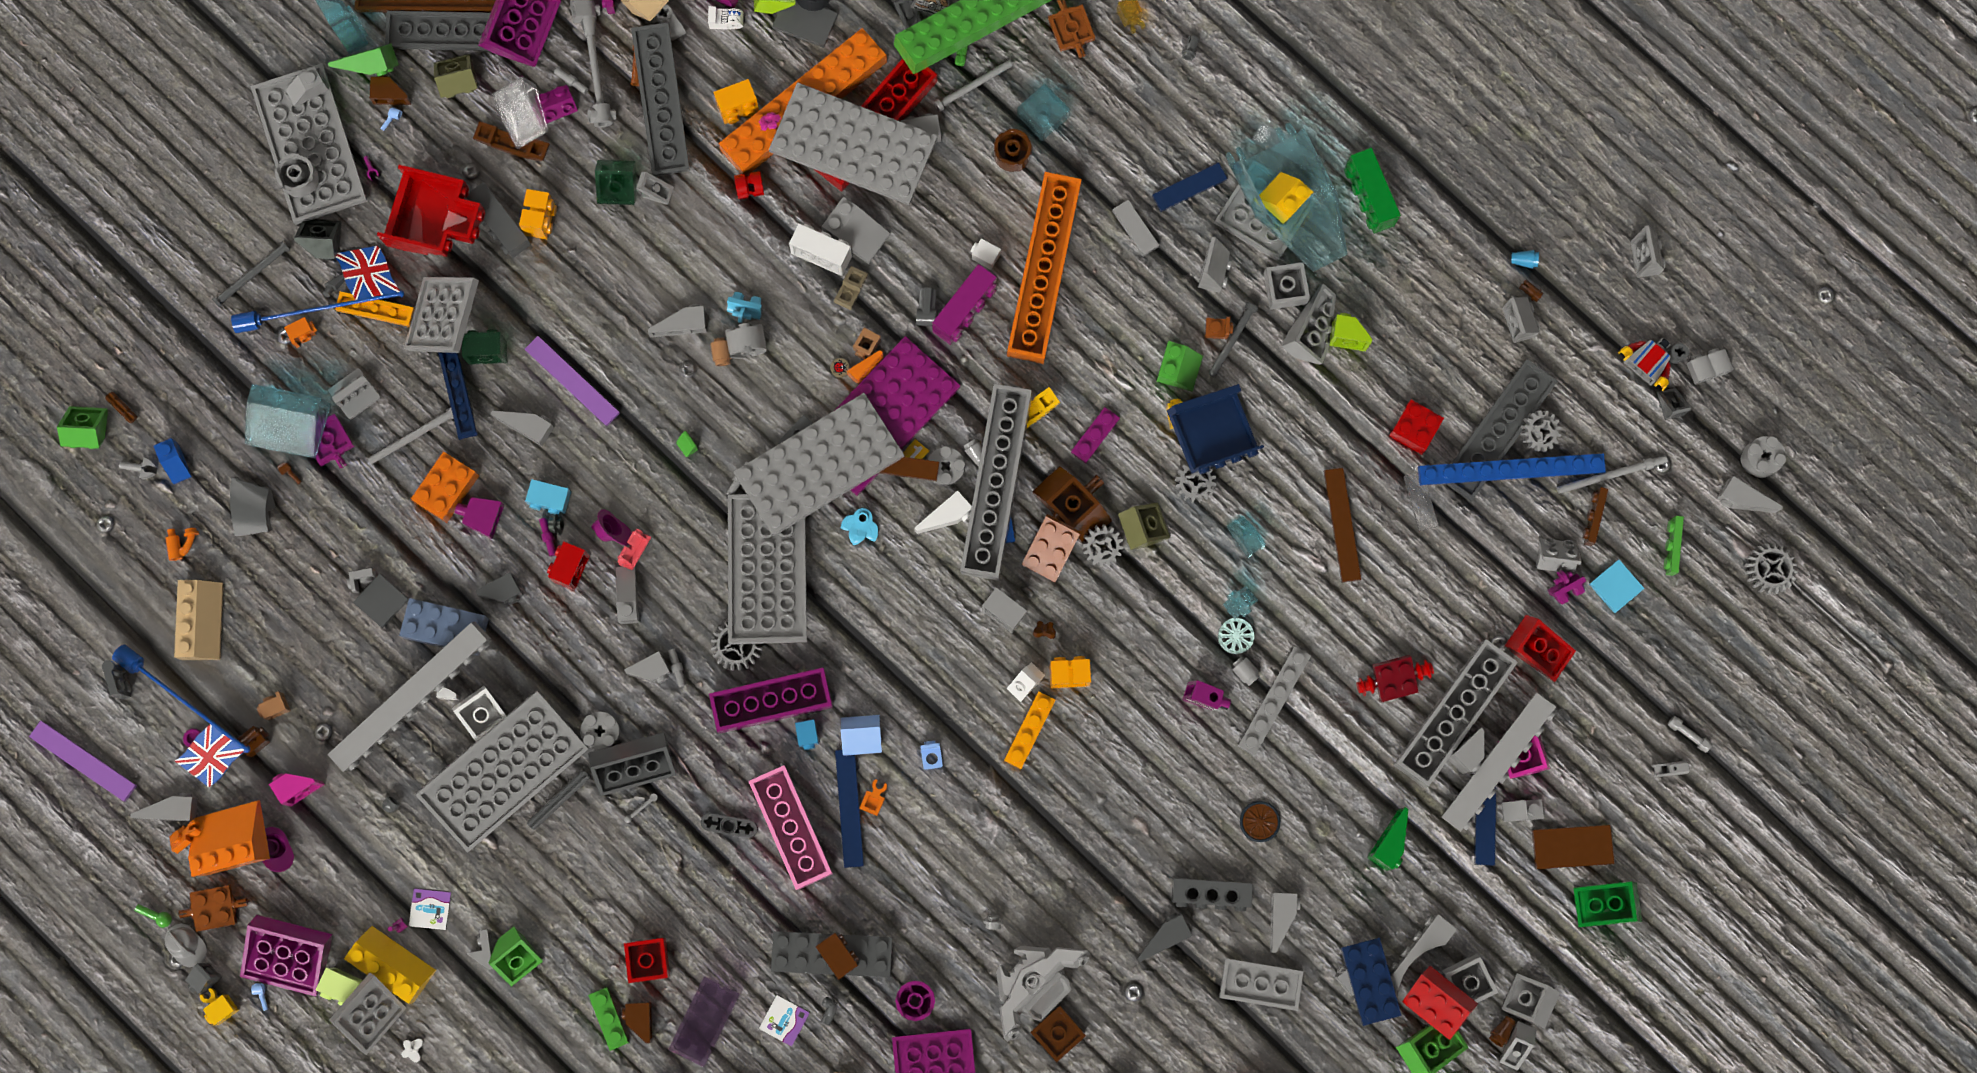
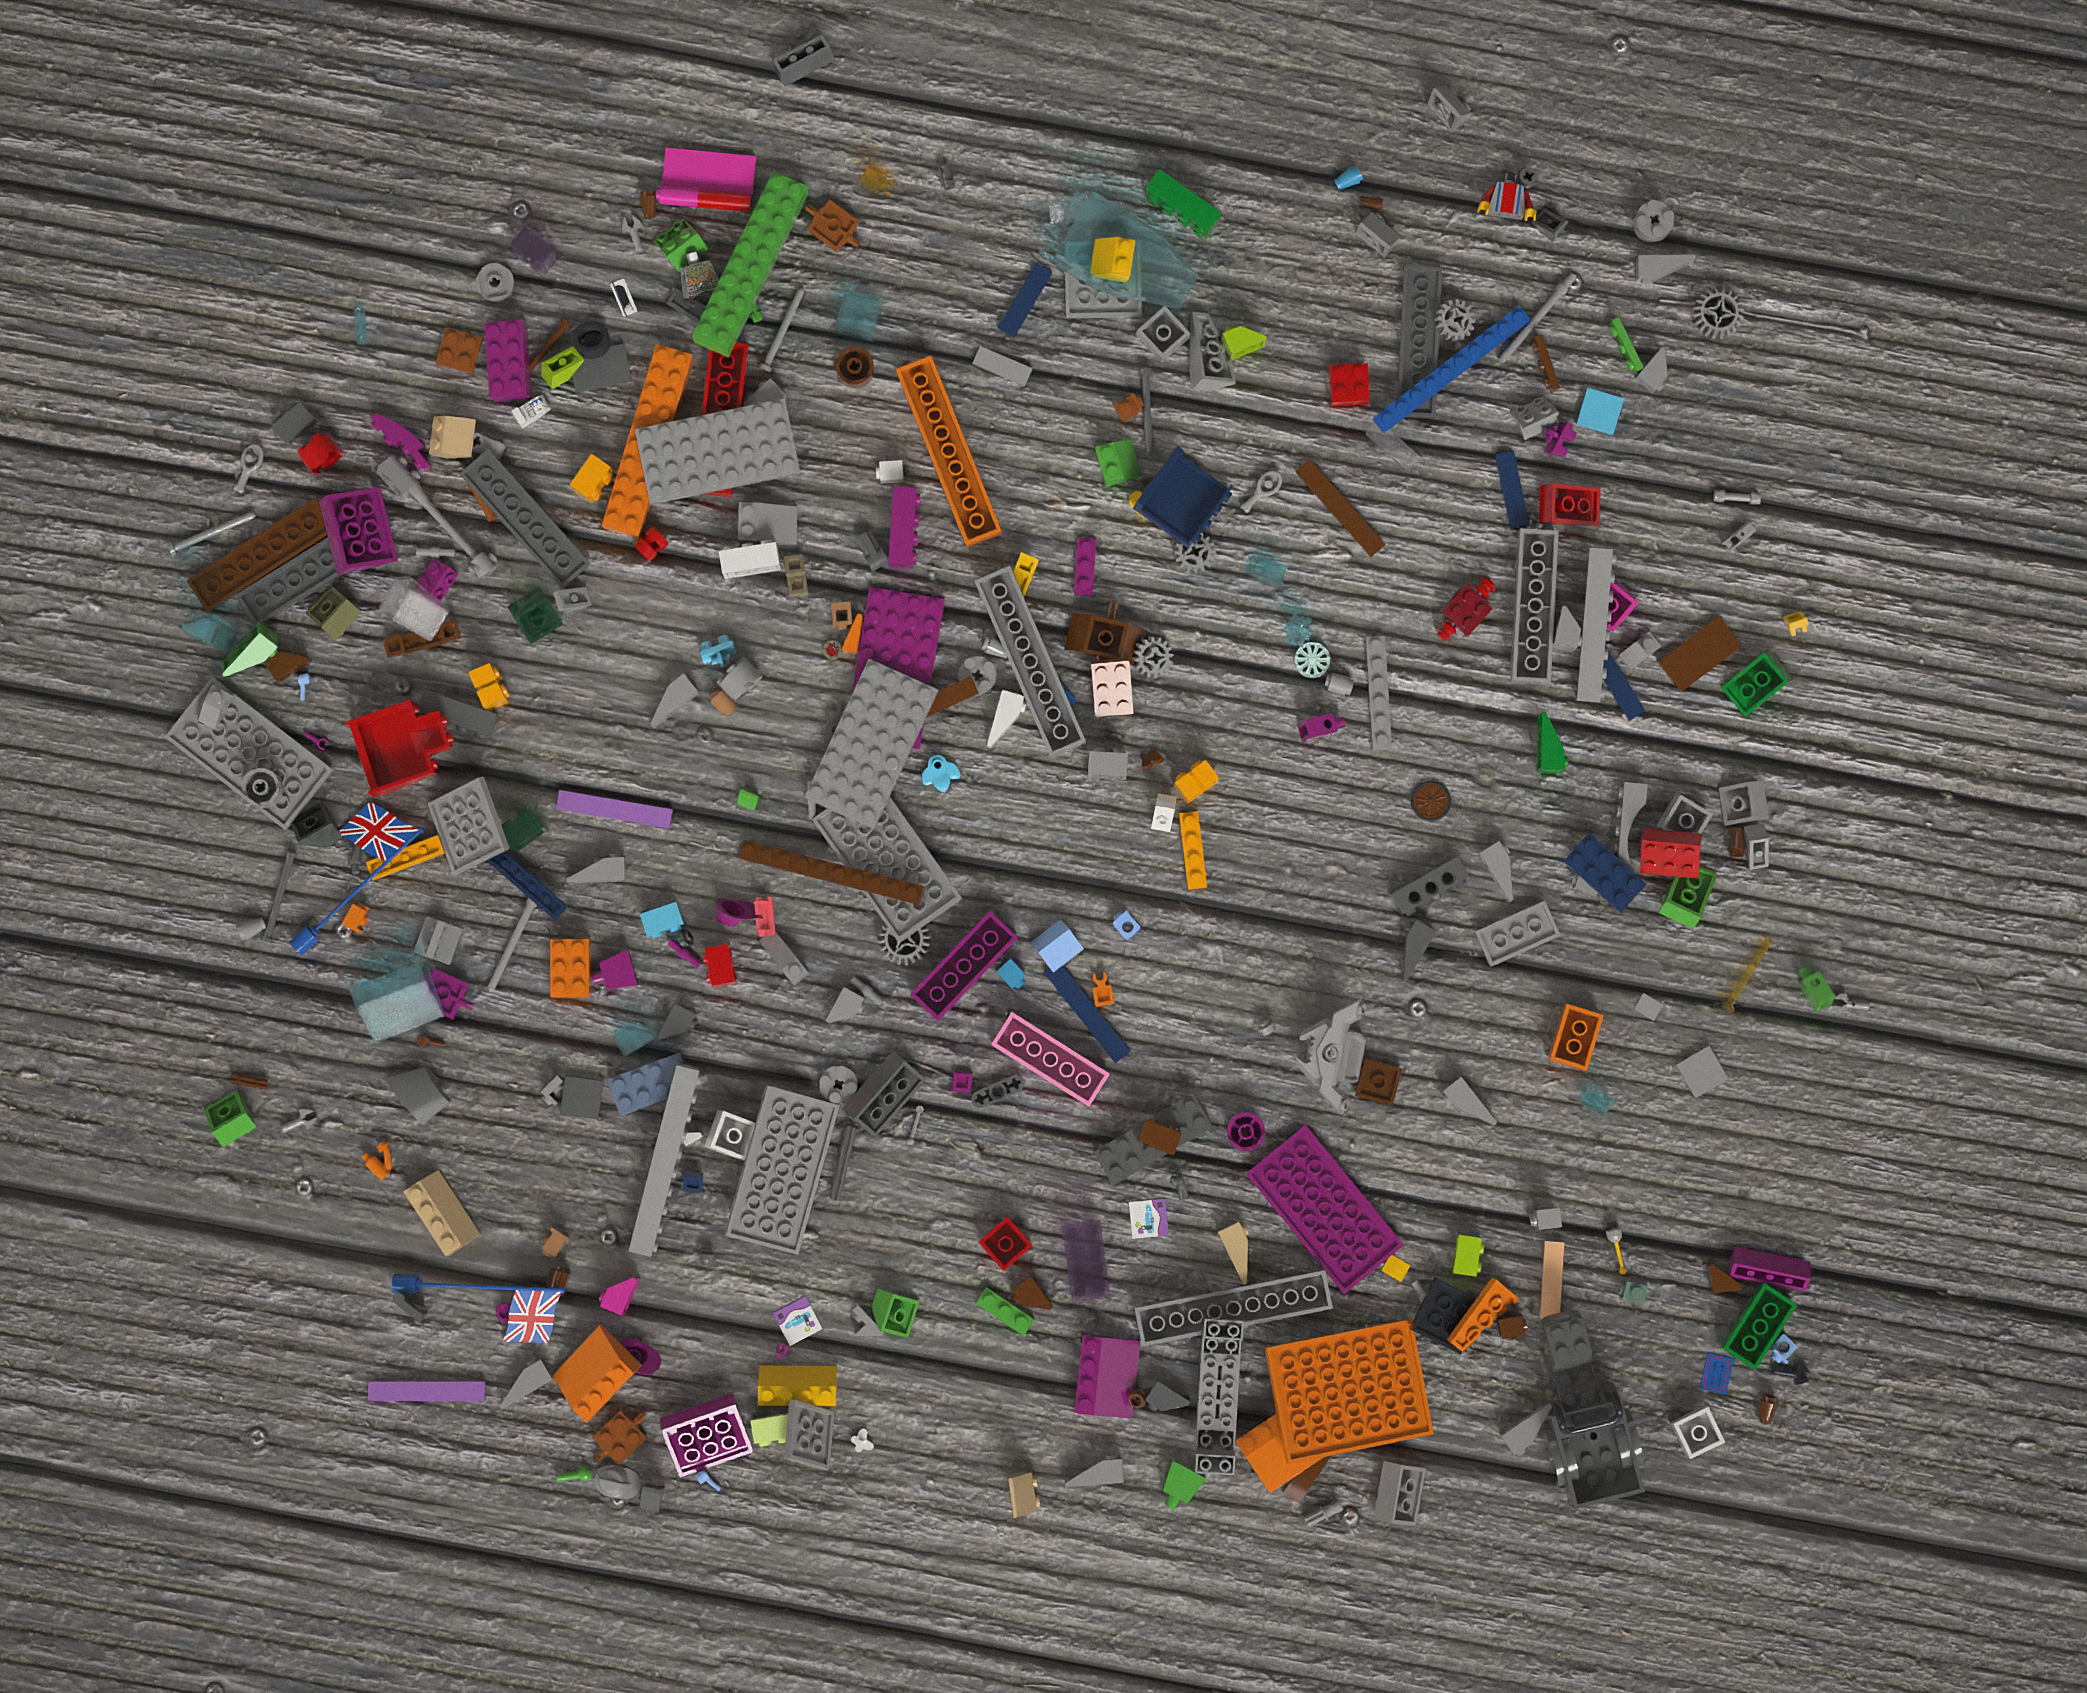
camera: 30 degrees left, 5 degrees up
(172, 460) = (325, 1097): blue slope -> none
(182, 837) = (554, 1396): orange plate -> none
(208, 283) = (250, 928): none -> light grey cone
(219, 1008) = (682, 1513): yellow brick -> none
(423, 731) = (693, 1181): none -> dark blue plate
(454, 579) = (632, 1039): none -> clear light blue slope
(704, 798) = (962, 1082): none -> magenta tile
(714, 549) = (832, 872): none -> reddish brown plate
(769, 121) = (634, 478): dark pink plant -> none
(915, 450) = (943, 679): yellow sticker -> none
(1143, 525) = (1176, 617): olive slope -> none
(1215, 266) = (1092, 357): light grey slope -> none
(1293, 466) = (1267, 485): none -> light grey piece
(1499, 603) = (1511, 489): none -> dark blue tile
(1674, 872) = (1795, 621): none -> yellow tile
(1684, 583) = (1654, 373): none -> light grey slope
(1709, 366) = (1561, 171): light grey brick -> none

